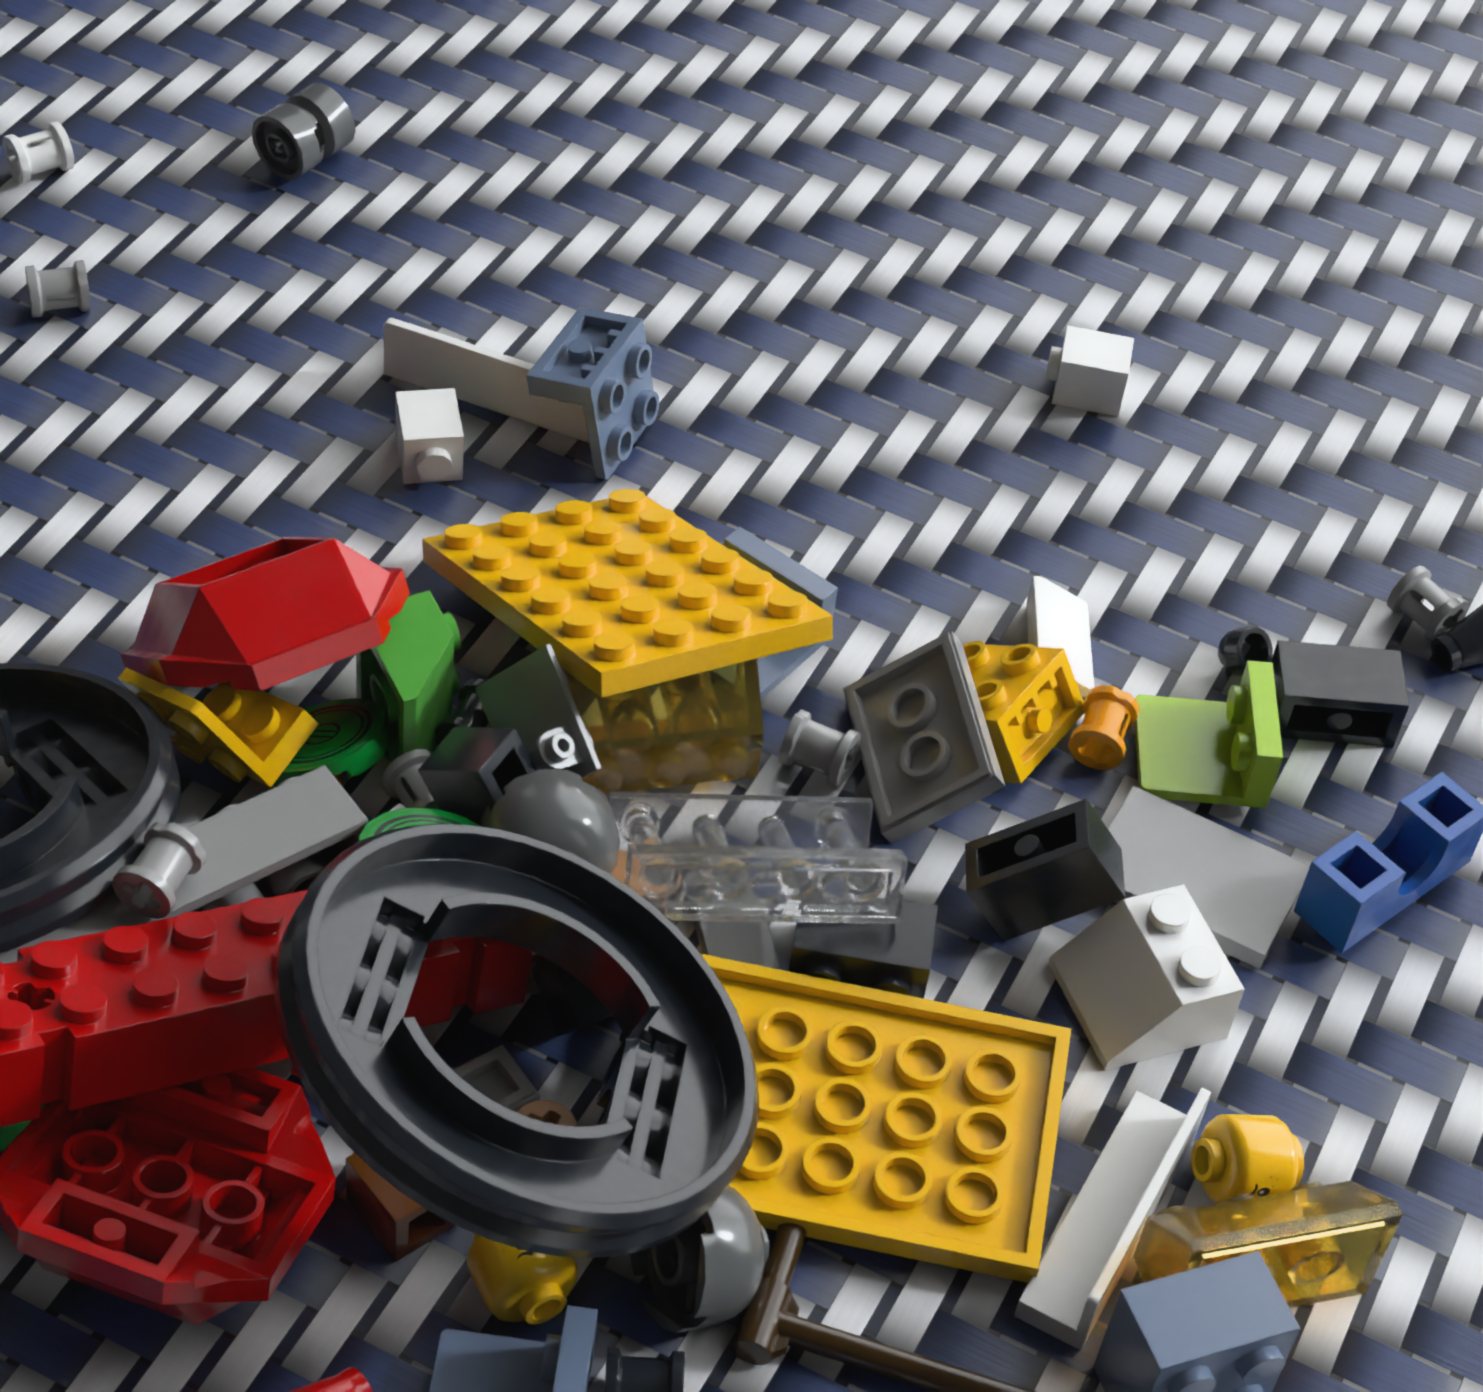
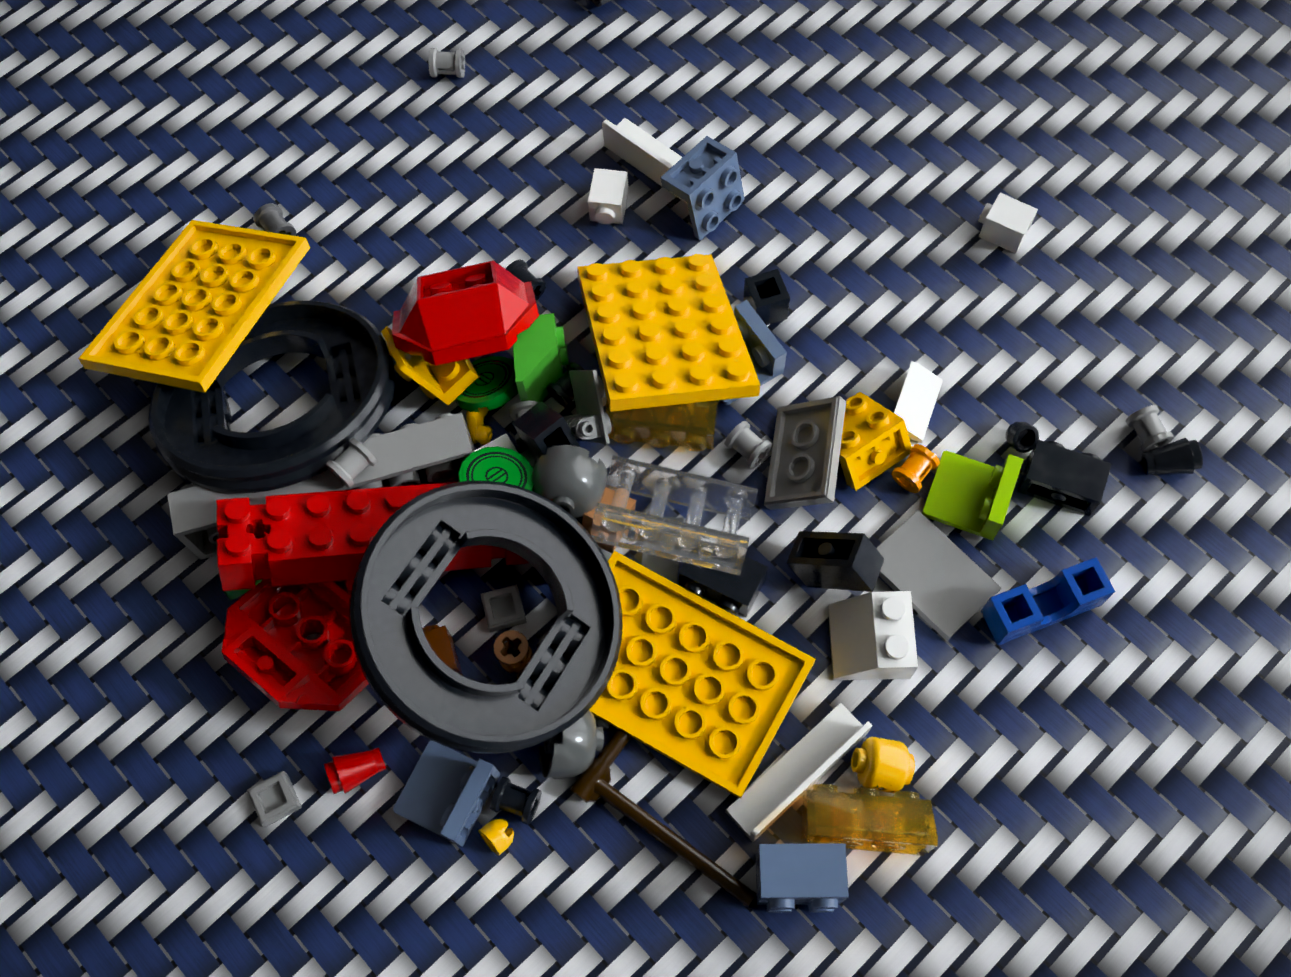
camera: 30 degrees right, 20 degrees up
(769, 514) = (767, 296): none -> black brick

